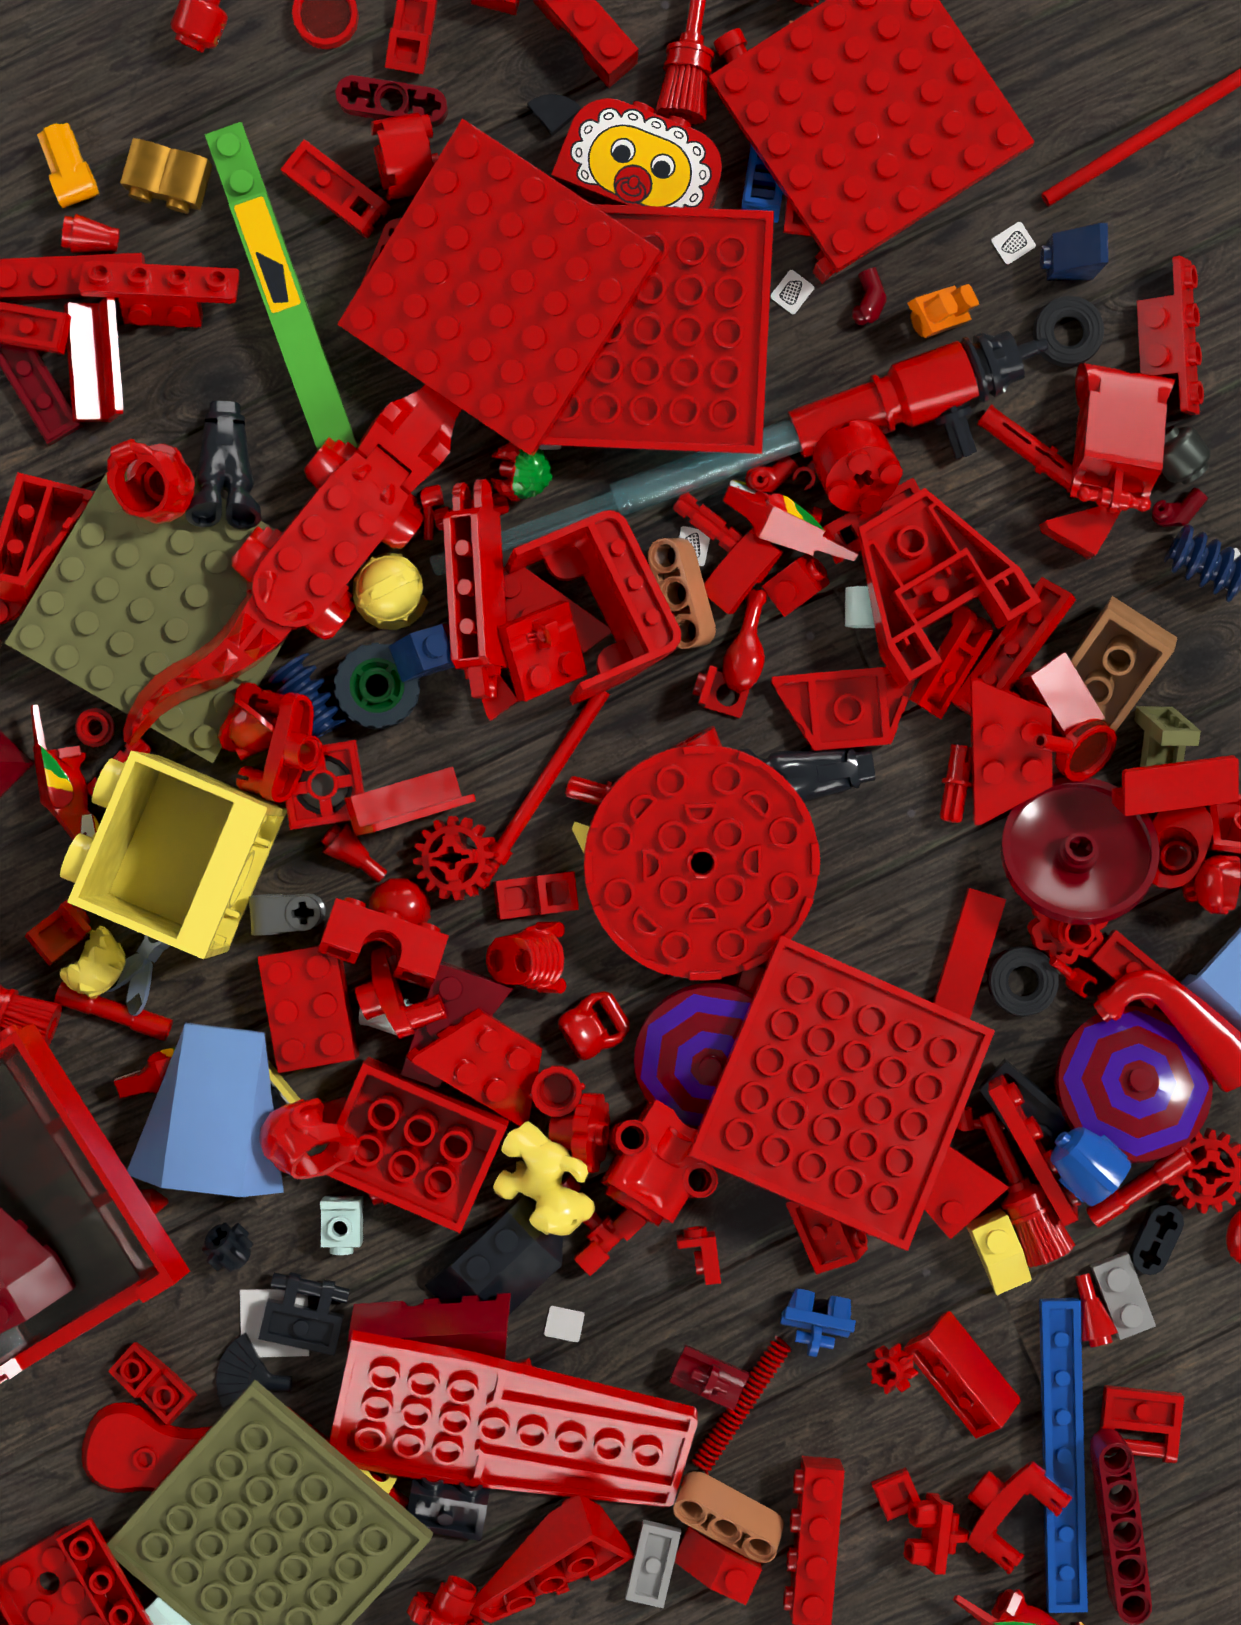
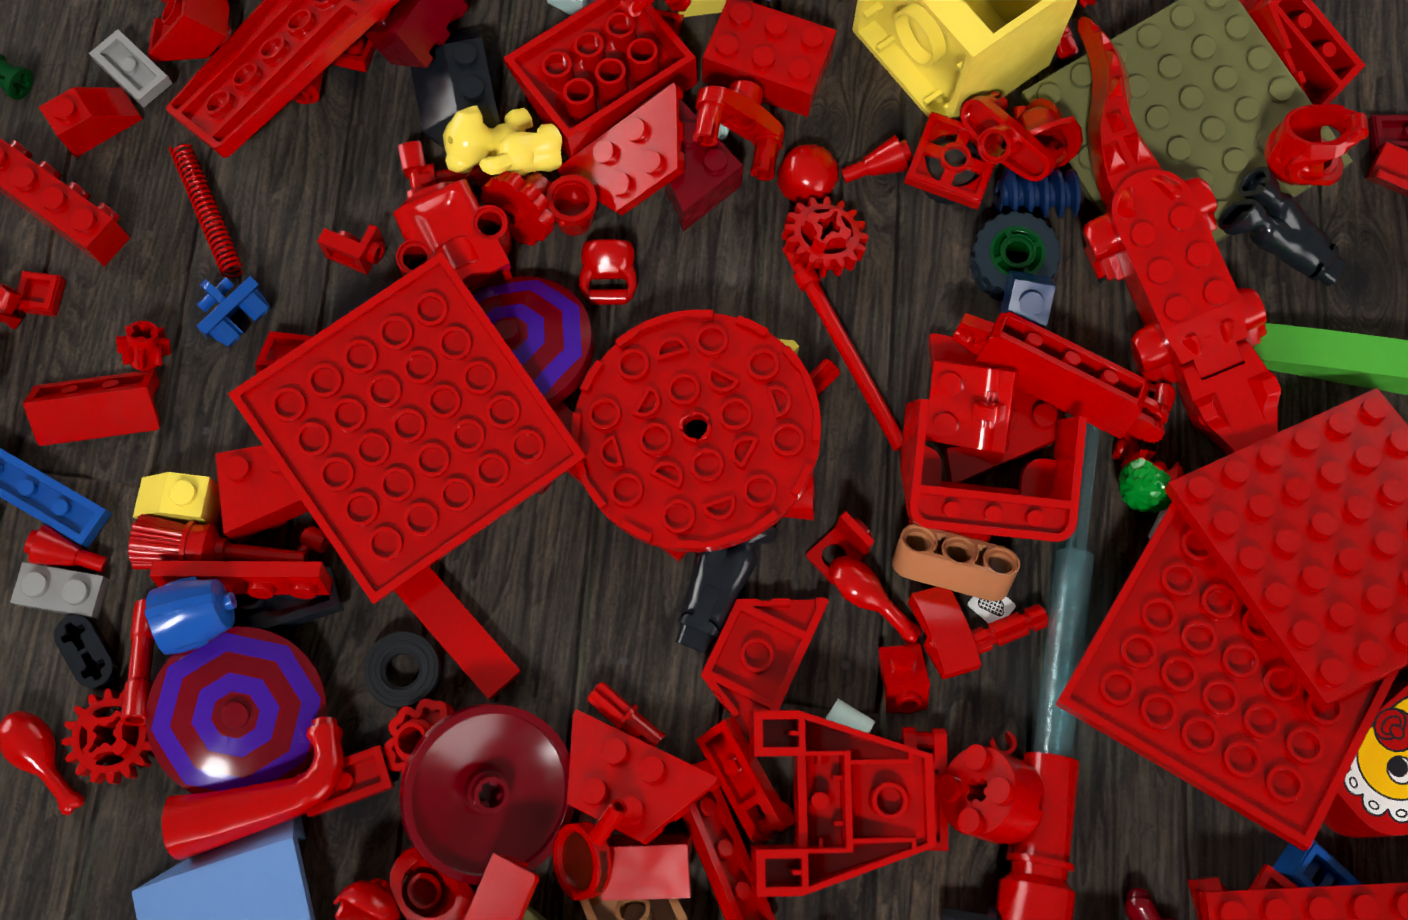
camera: 115 degrees right, 15 degrees down
(83, 724) = (1108, 19): red plate -> none
(279, 913) = (857, 83): dark grey piece -> none
(389, 592) = (1094, 312): light yellow helmet -> none
(405, 801) = (900, 218): red panel -> none
(416, 946) = (816, 106): red arch -> none
(529, 958) = (700, 244): red piece -> none
(536, 895) = (752, 284): red slope -> none
(564, 1324) = (374, 114): white sticker -> none
(709, 1377) = (246, 192): dark red hips -> none
(729, 1517) = (121, 142): nougat beam -> none
(770, 478) = (1020, 711): red arm -> none
(784, 521) = (972, 695): animal -> none
(792, 292) = (1193, 844): white sticker -> none
(1075, 978) = (373, 721): red hand -> none

